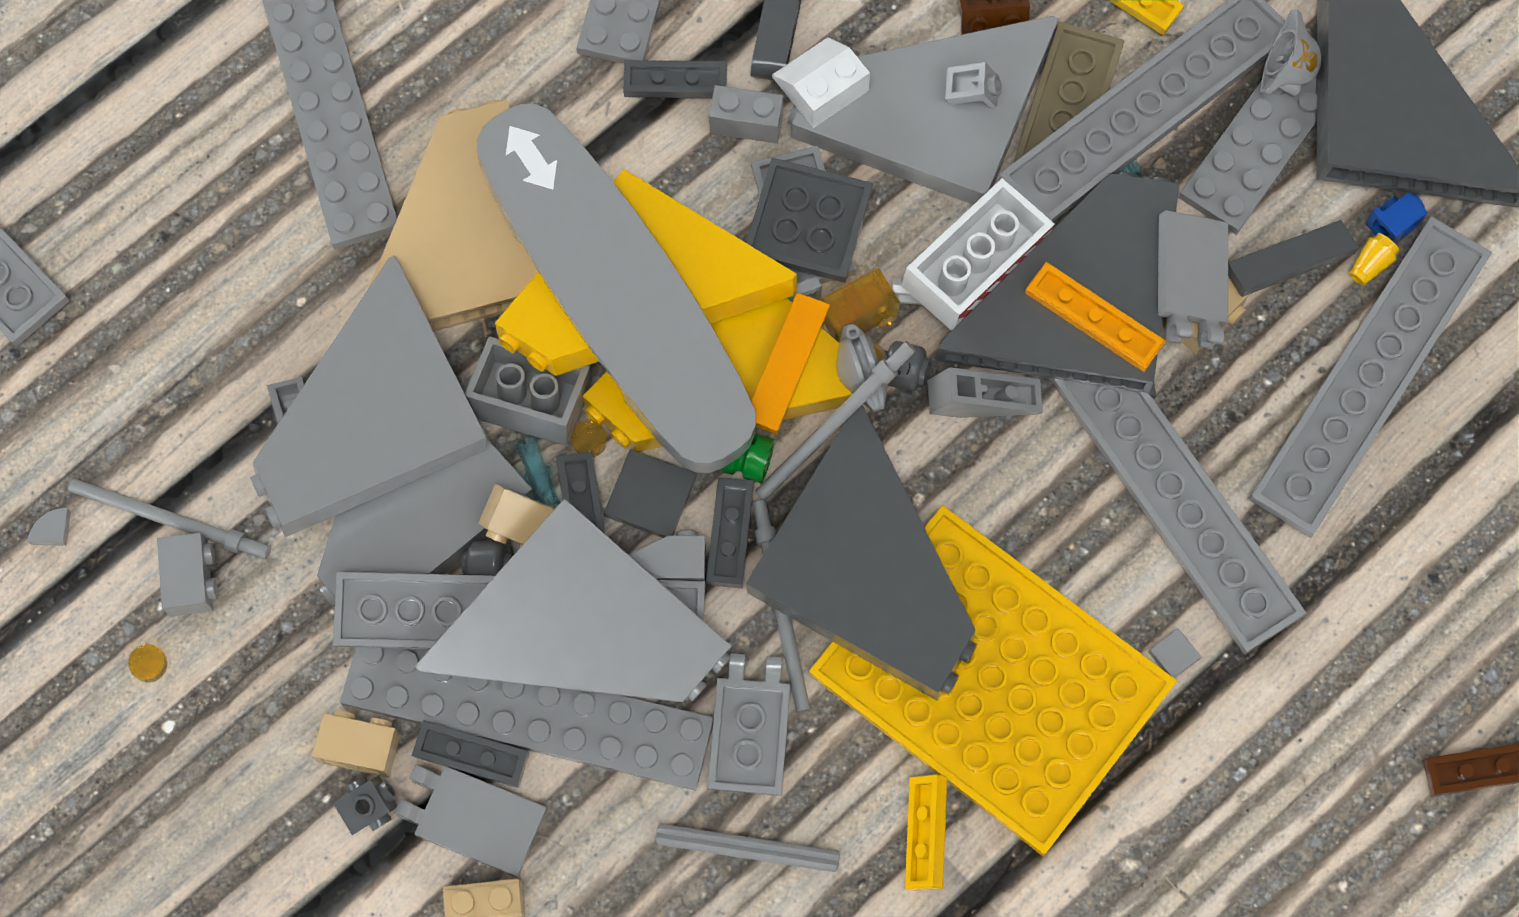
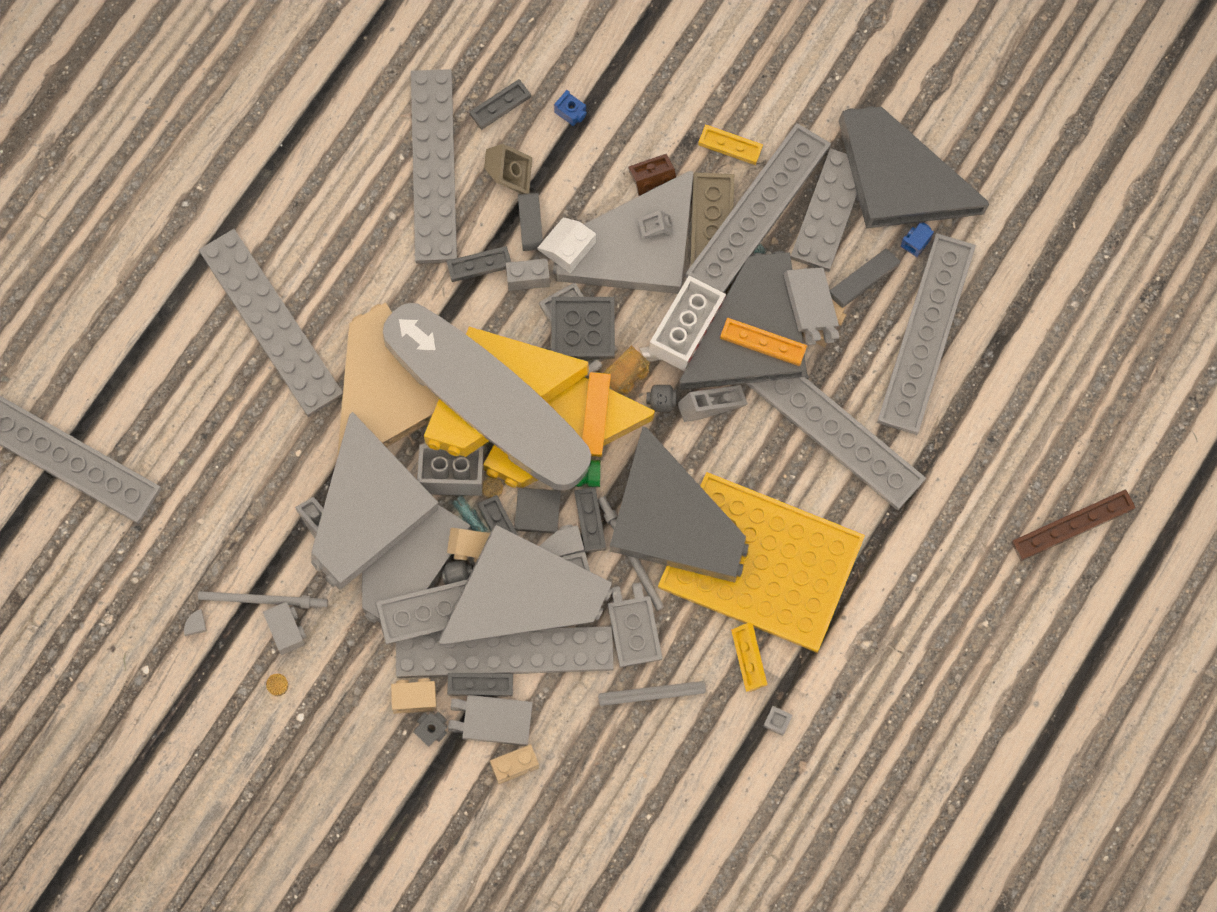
camera: 20 degrees left, 0 degrees up
(855, 362) = (639, 405): light grey hat -> none
(883, 373) = (653, 406): light grey bar -> none
(1175, 654) = (859, 520): light grey tile -> none
(1292, 58) = (833, 161): light grey hat -> none
(1373, 259) = (911, 264): yellow cone -> none

